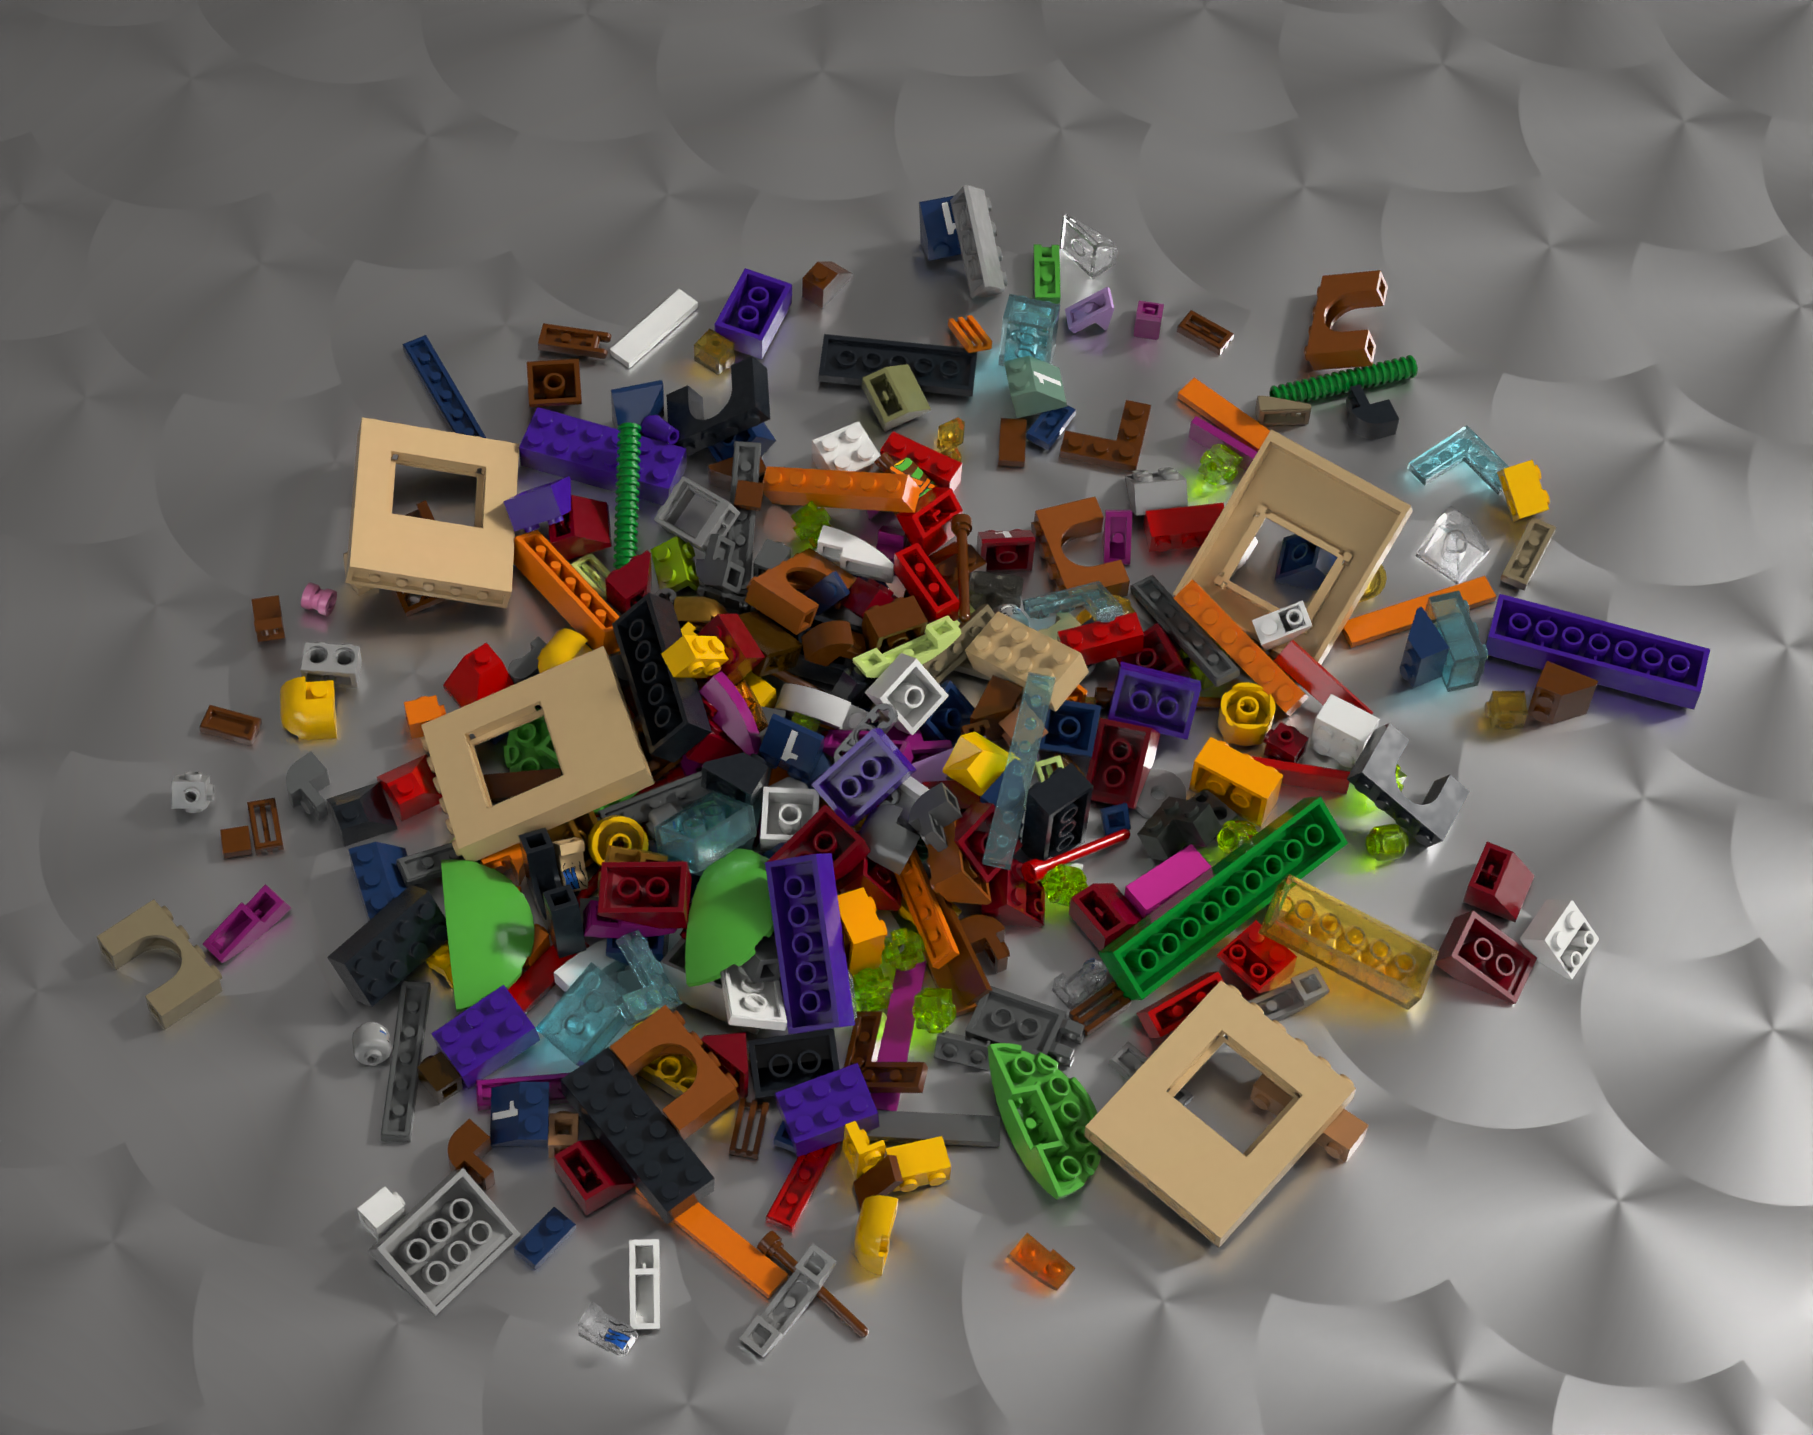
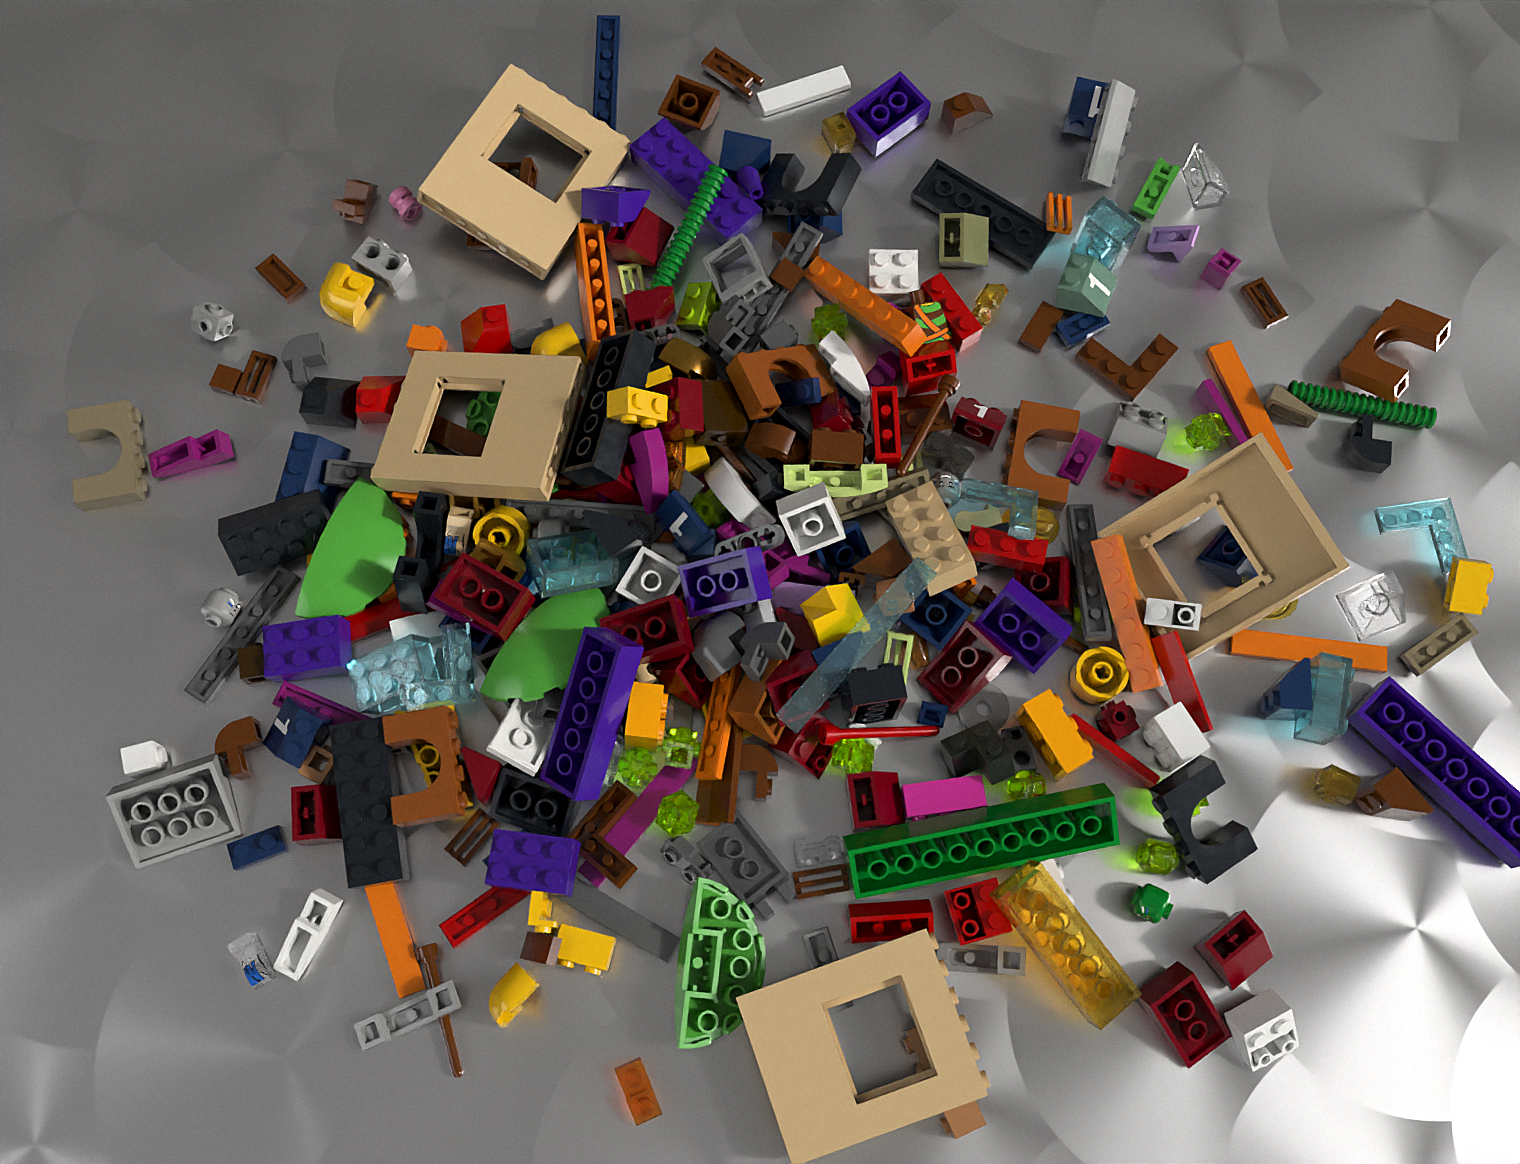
camera: 30 degrees right, 15 degrees up
(1404, 882) = (1151, 903): none -> green head

